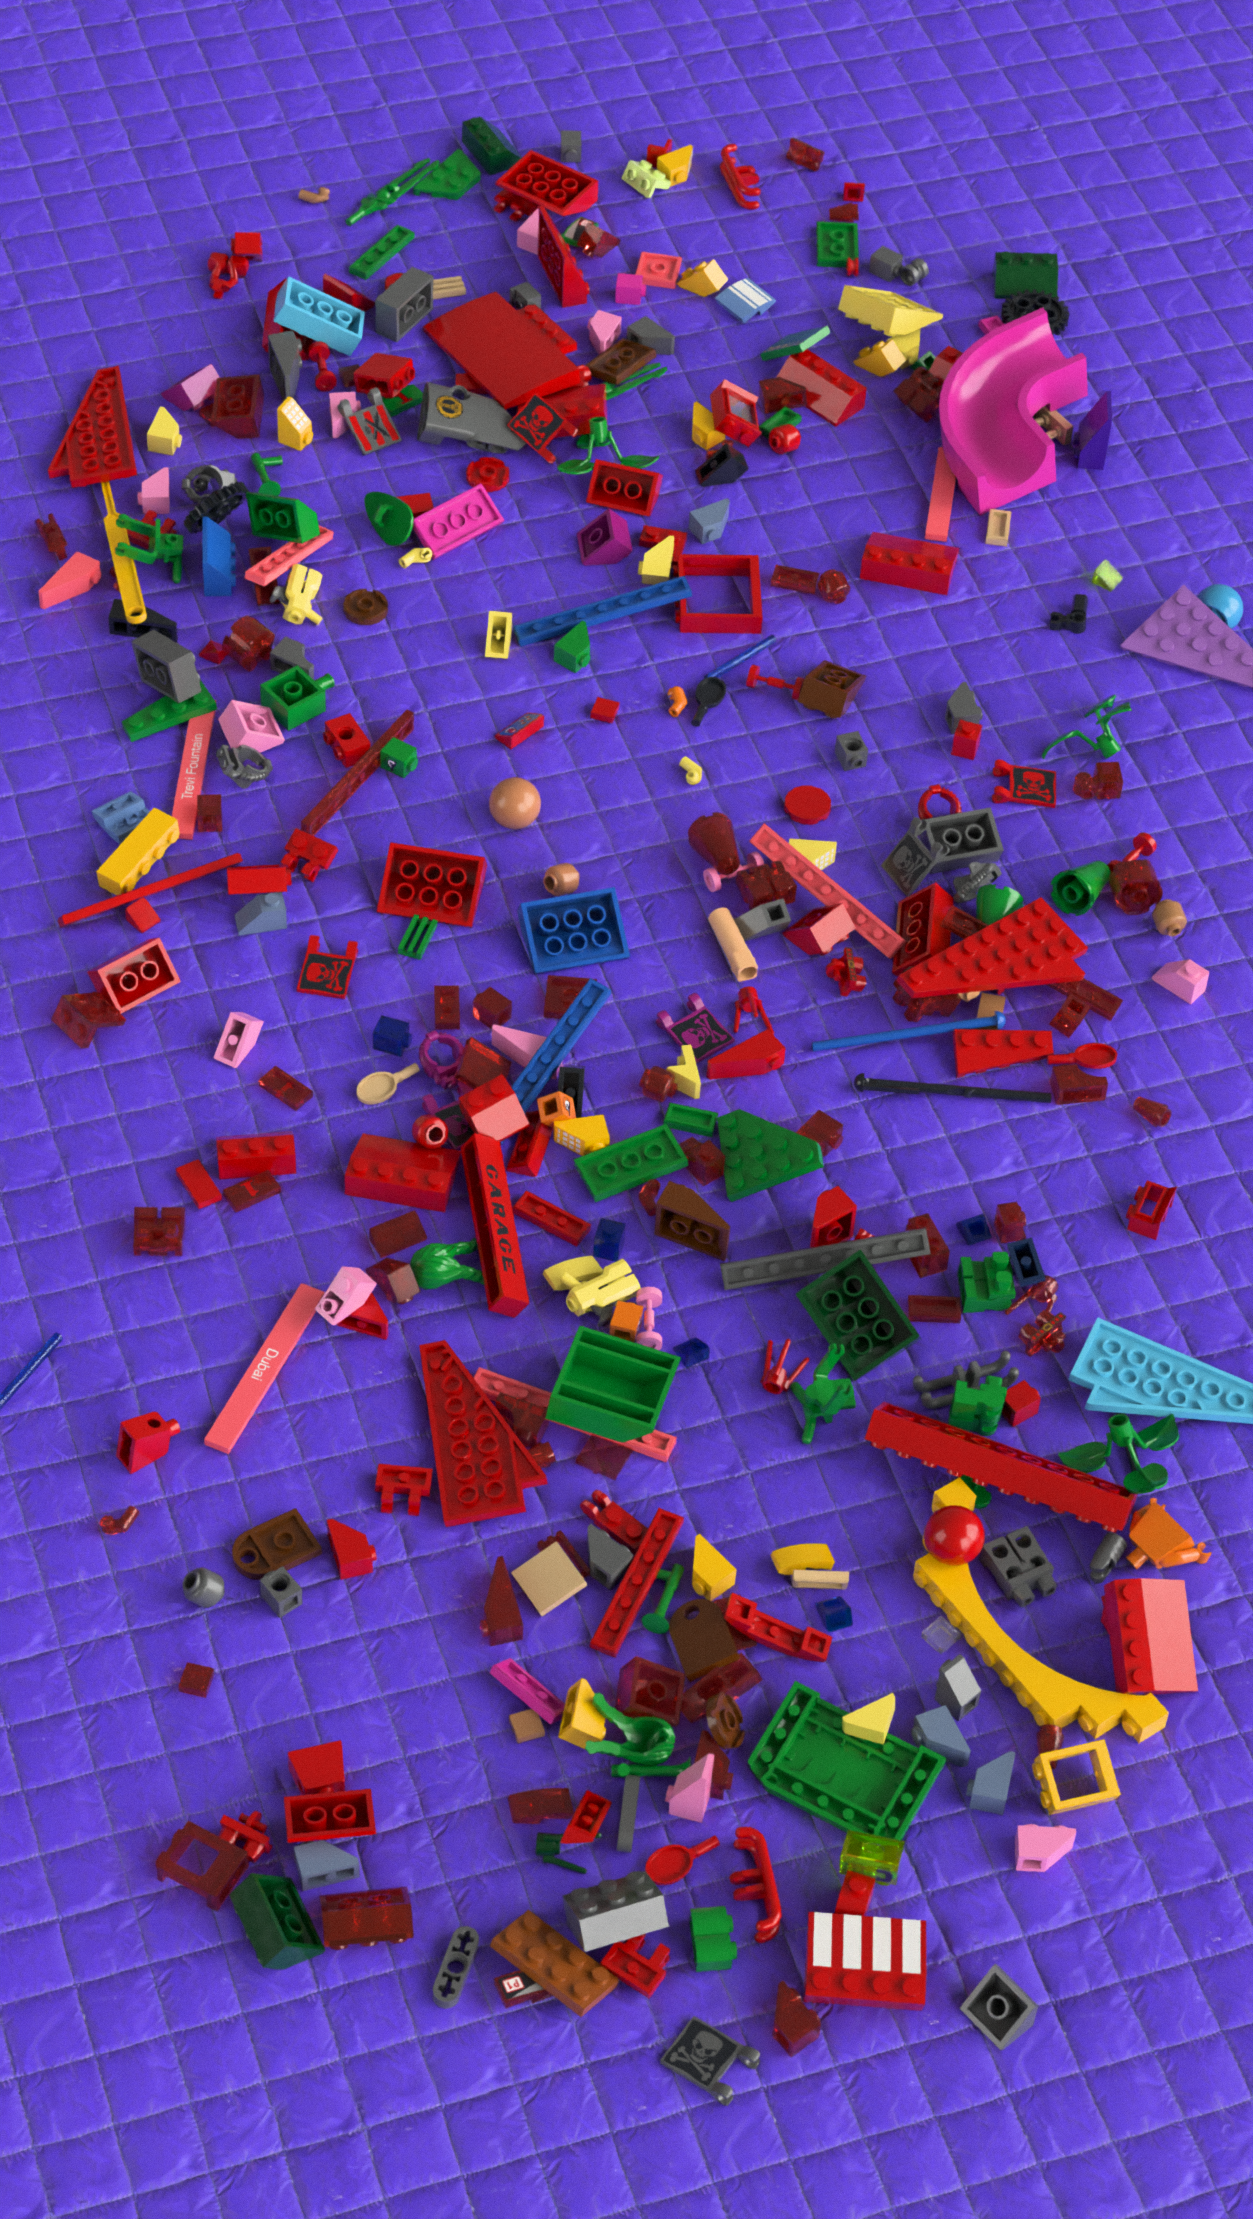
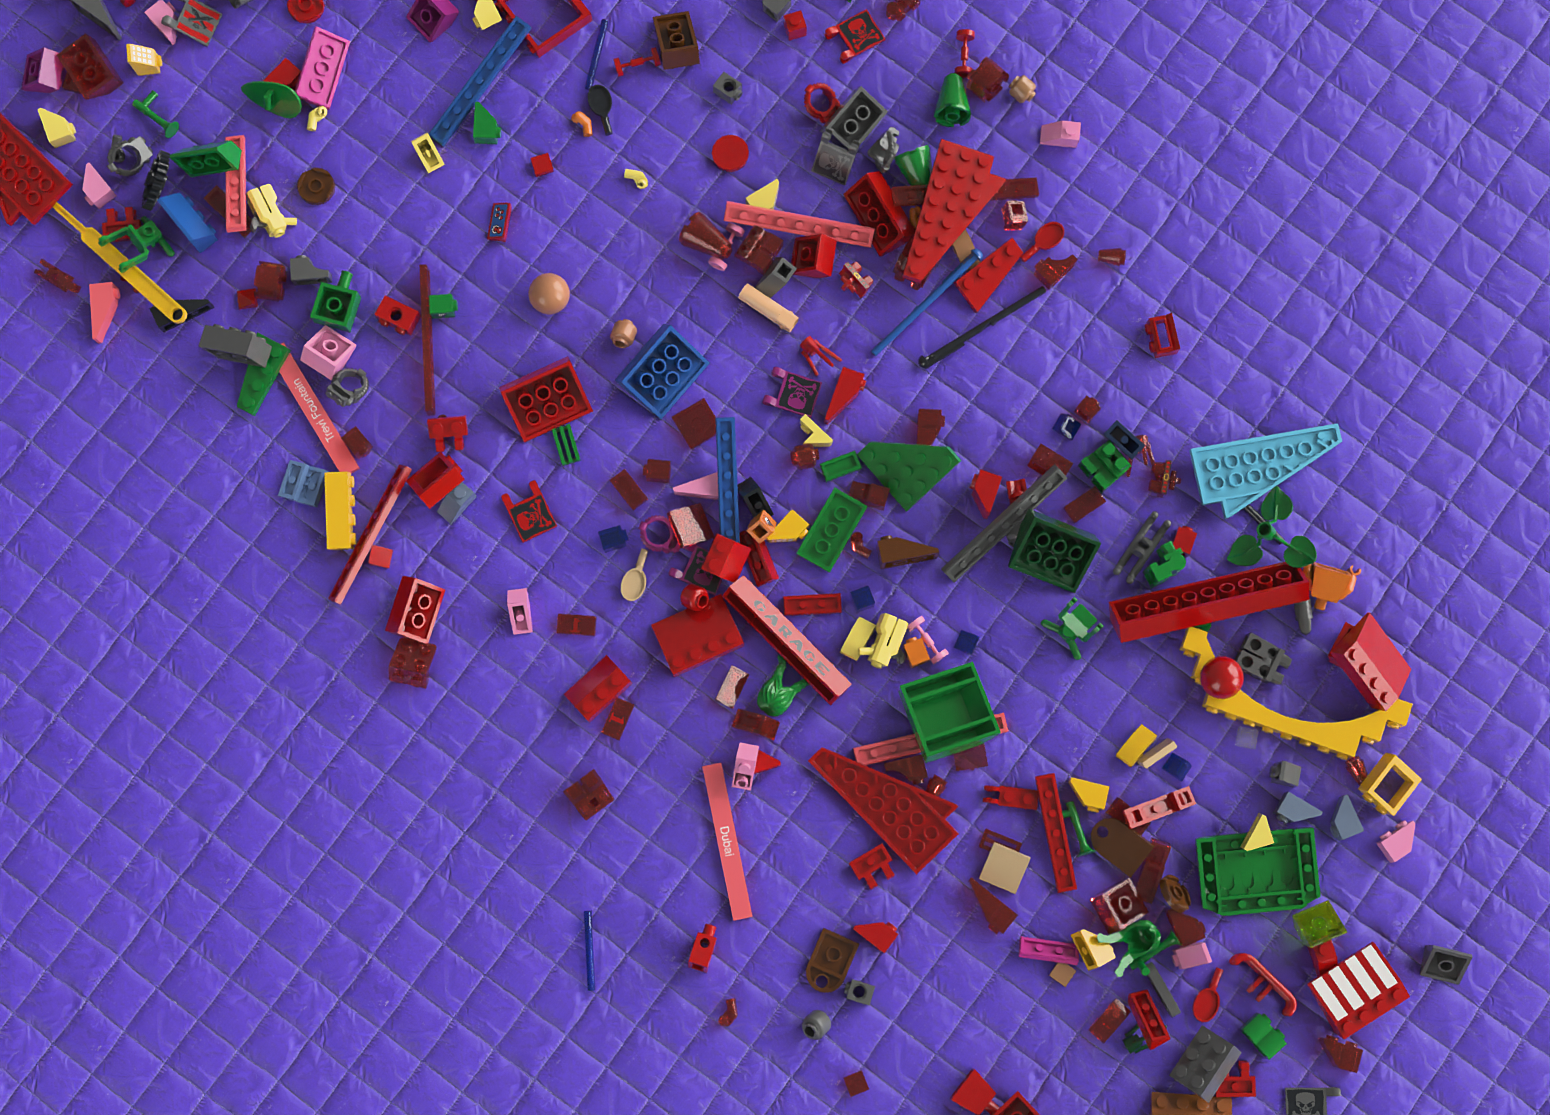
camera: 30 degrees left, 30 degrees up
(198, 1184) = (581, 737): red tile -> none
(606, 1558) = (1025, 830): dark grey slope -> none
(775, 1379) = (1031, 627): red plant -> none

